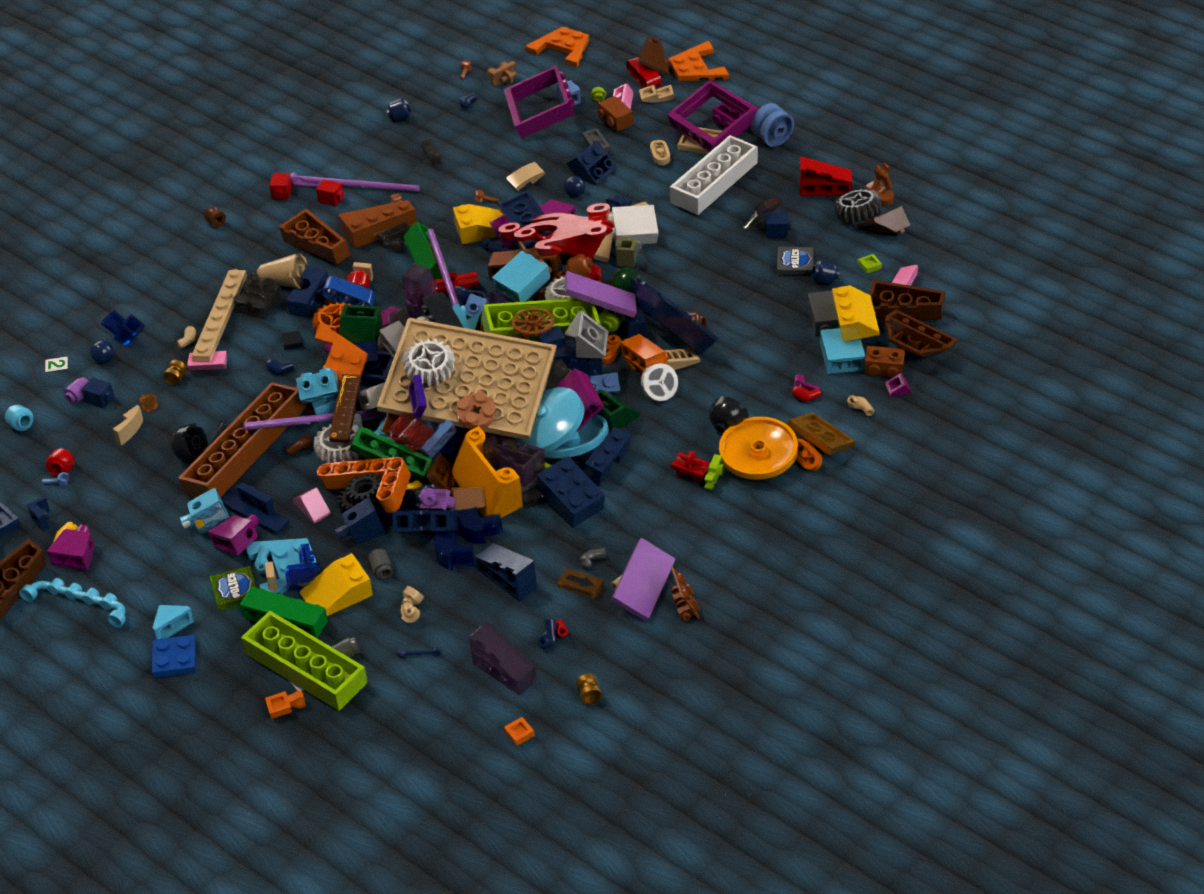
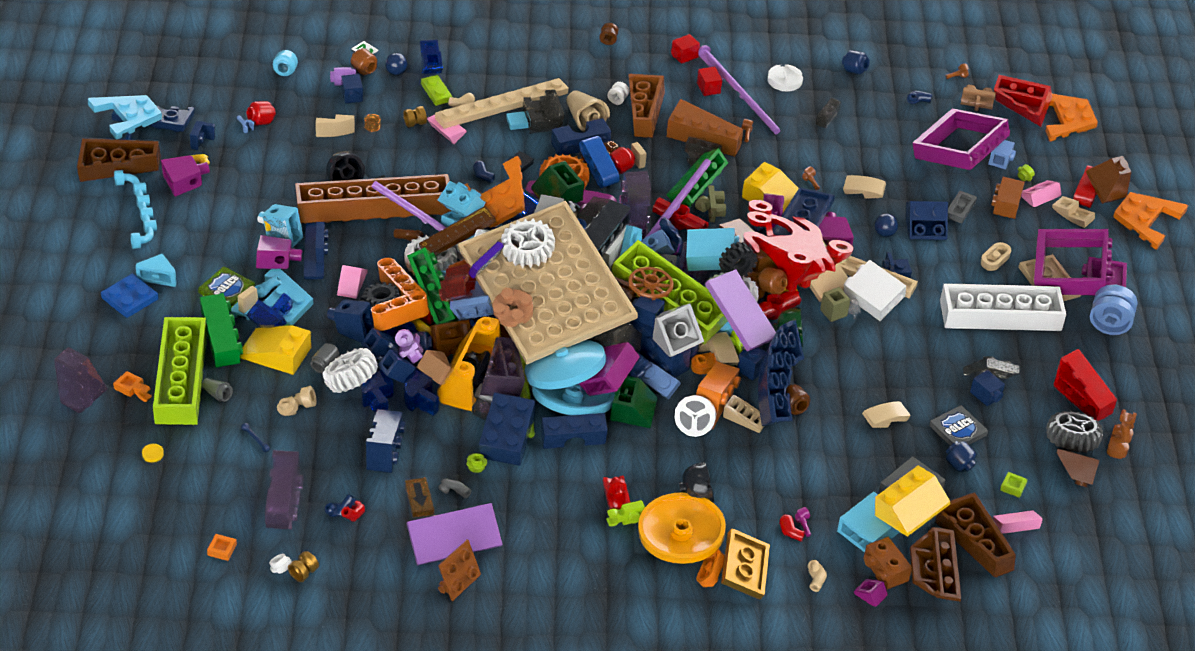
camera: 45 degrees right, 0 degrees up
(76, 368) = (364, 61): none -> dark orange head
(156, 346) = (436, 90): none -> lime plate
(245, 318) = (517, 120): none -> medium azure tile
(254, 731) = (77, 380): none -> clear purple wedge
(281, 243) = (618, 93): none -> white wheel
(368, 728) = (152, 453): none -> yellow piece
(369, 154) = (785, 78): none -> white tile
(417, 551) = (350, 370): none -> white gear
(457, 261) = (713, 203): none -> olive hips
(532, 51) = (1024, 97): none -> red wedge
(556, 266) = (732, 255): none -> black tyre
(571, 702) = (279, 563): none -> white plate
(579, 531) = (476, 462): none -> lime plate
(615, 332) = (723, 349): none -> tan slope
(749, 287) = (883, 414): none -> tan slope

